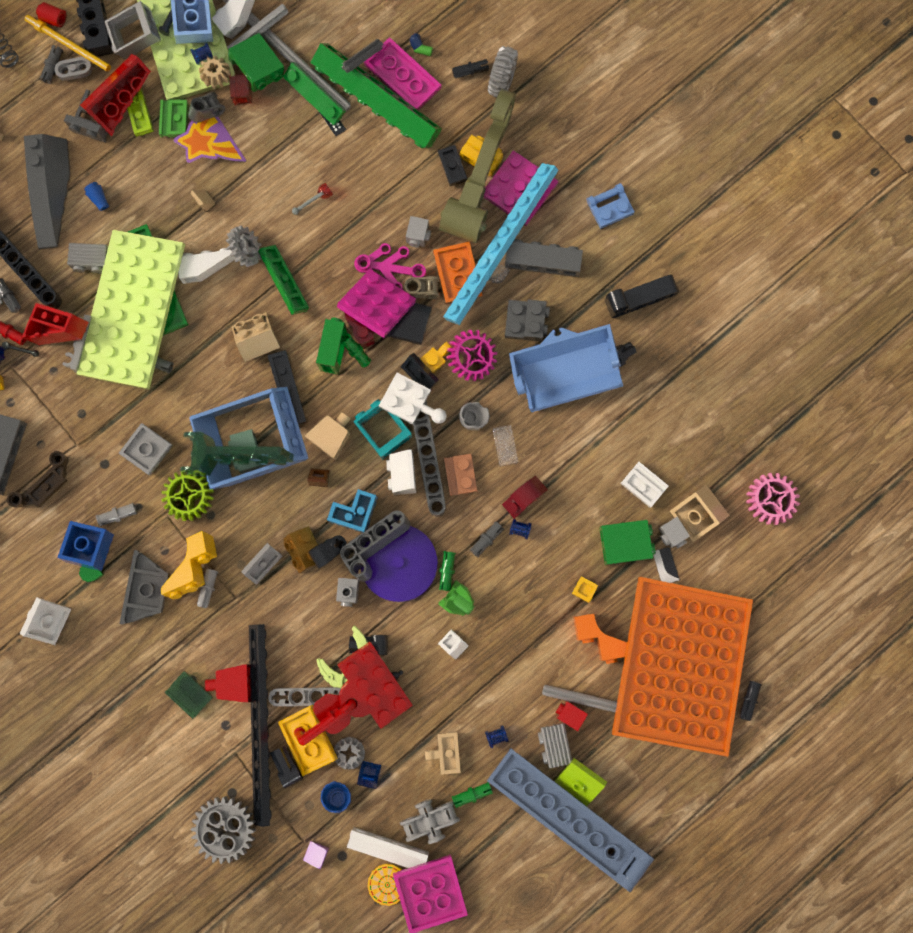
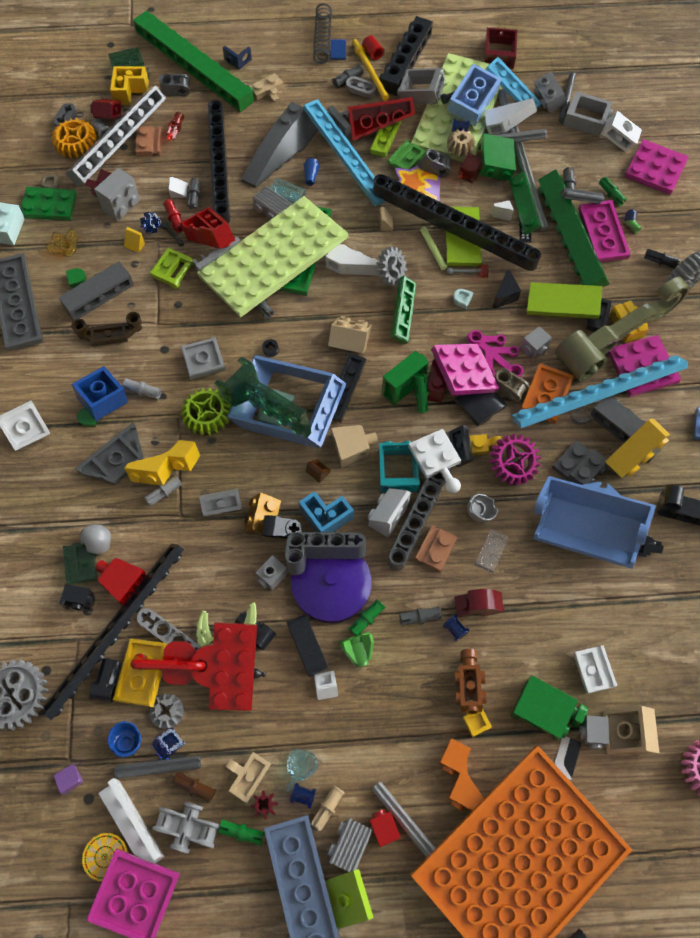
camera: 30 degrees right, 15 degrees down
(19, 39) = (338, 49): none -> blue slope
(43, 385) = (168, 264): none -> lime plate
(91, 232) = (288, 191): none -> clear light blue plate
(114, 154) = (342, 148): none -> medium azure plate
(186, 667) = (96, 538): none -> light grey hair
(196, 391) = (275, 350): none -> black bush
(210, 723) = (77, 597): none -> black brick
(259, 157) = (456, 222): none -> black beam
(264, 197) = (433, 248): none -> yellowish green bar
(283, 168) = (459, 251): none -> lime tile
(300, 116) = (502, 210): none -> white slope
(324, 230) = (462, 298): none -> light aqua tile
(338, 42) = (569, 180): none -> dark grey pin
(360, 197) = (508, 291): none -> black slope
(374, 797) = (156, 767): none -> dark grey axle
(383, 25) = (612, 191): none -> green axle
(412, 790) = (194, 787): none -> reddish brown axle
(415, 173) = (564, 300): none -> lime tile
(417, 626) = (307, 645): none -> black beam
(469, 767) = (258, 806): none -> dark red gear
(479, 717) = (300, 766): none -> clear light blue piece
(520, 731) = (327, 808): none -> tan axle
(563, 570) = (470, 690): none -> dark orange brick
(565, 278) = (638, 448): none -> yellow brick
(656, 528) = (580, 716): none -> green tile

